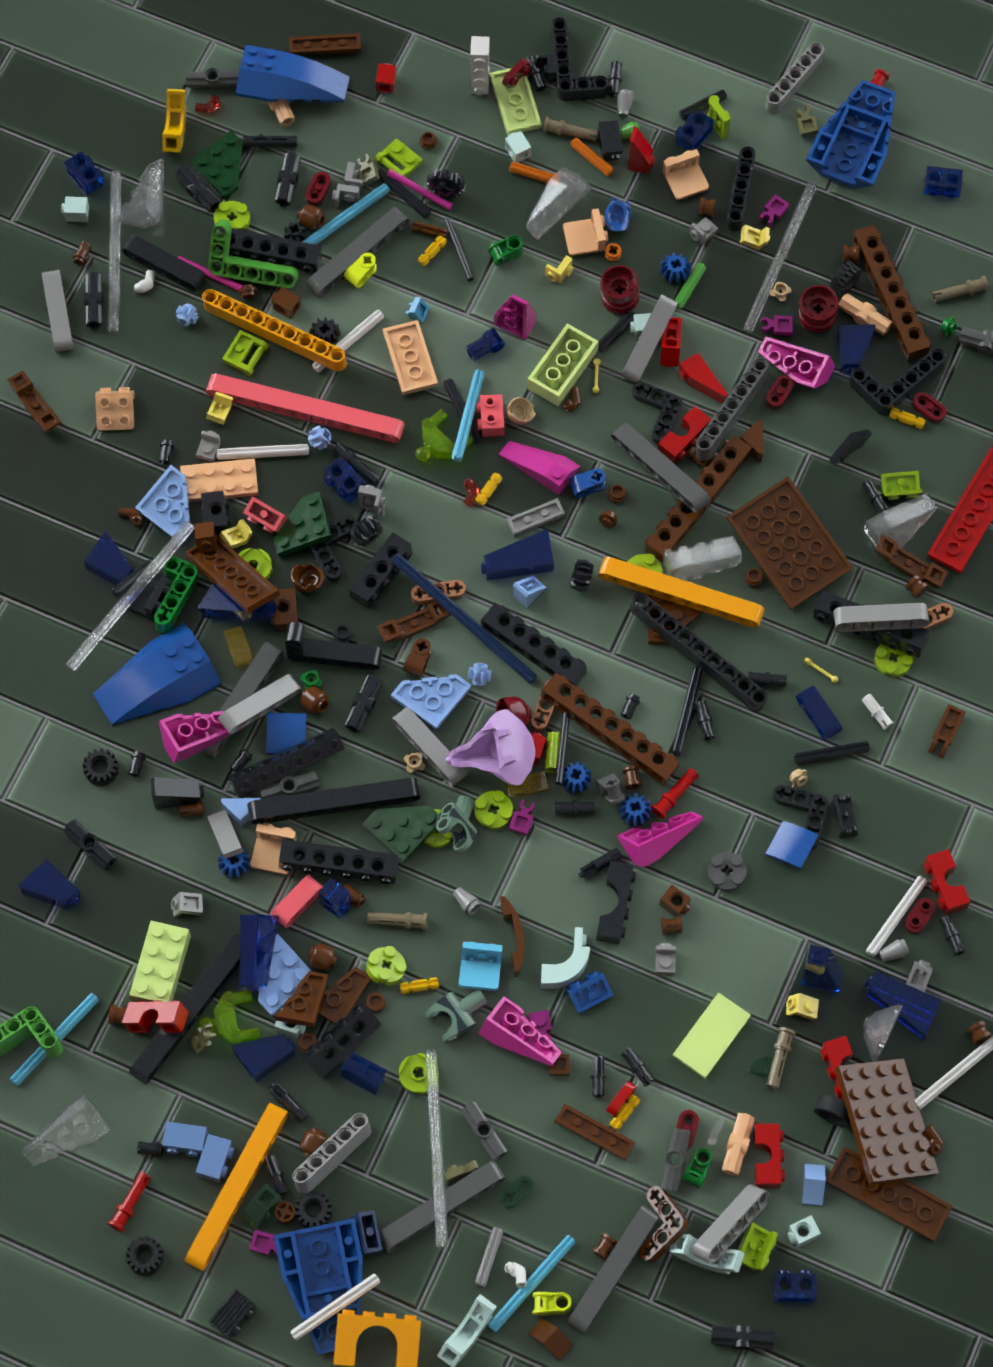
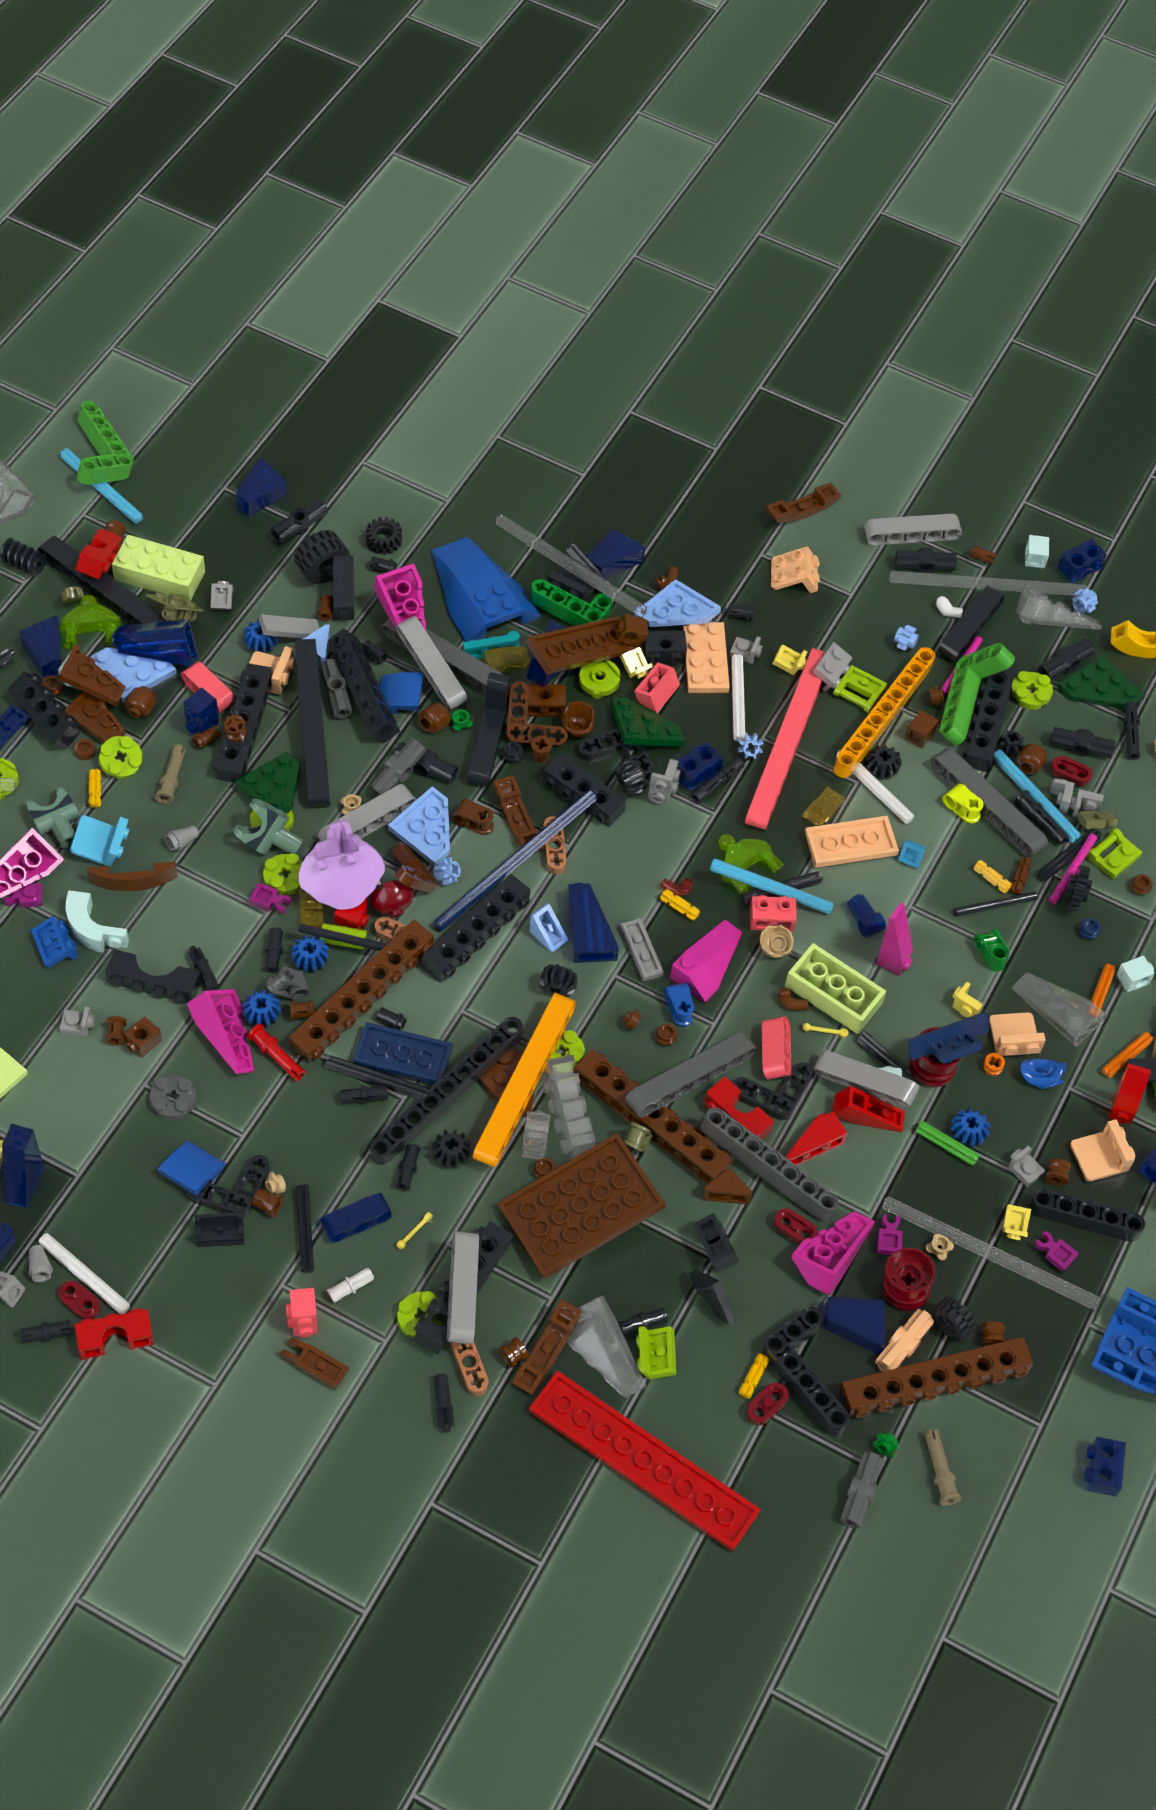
camera: 90 degrees right, 10 degrees down
(132, 171) = (1085, 600): none -> light blue gear
(143, 812) = (316, 555): none -> black tyre
(156, 1095) = (23, 557): none -> black piece
(208, 940) = (175, 607): none -> olive hinge
(226, 658) = (478, 647): none -> teal plate
(228, 371) = (832, 665): none -> light grey bracket
(318, 621) = (522, 721): none -> reddish brown beam
(338, 602) = (536, 746): none -> reddish brown bush
(357, 856) = (238, 723): none -> reddish brown wheel
(362, 217) = (1035, 811): none -> black pin
(375, 381) = (824, 807): none -> clear yellow slope
(378, 721) = (399, 767): none -> dark grey piece
(476, 179) = (1090, 928): none -> dark blue plate
(492, 691) = (413, 872): none -> reddish brown beam
(620, 268) = (951, 1040): none -> dark blue bracket
(622, 408) = (776, 1047): none -> coral beam
(663, 693) = (403, 1053): none -> dark blue plate
(722, 507) = (638, 1138): none -> olive piece
(731, 579) = (536, 1135): none -> clear brick
(754, 644) = (457, 1142): none -> black gear
(805, 445) = (716, 1242): none -> black brick
(815, 781) = (268, 1202): none -> reddish brown bush
(912, 738) = (302, 1312): none -> coral brick
(964, 634) = (443, 1401): none -> black piece

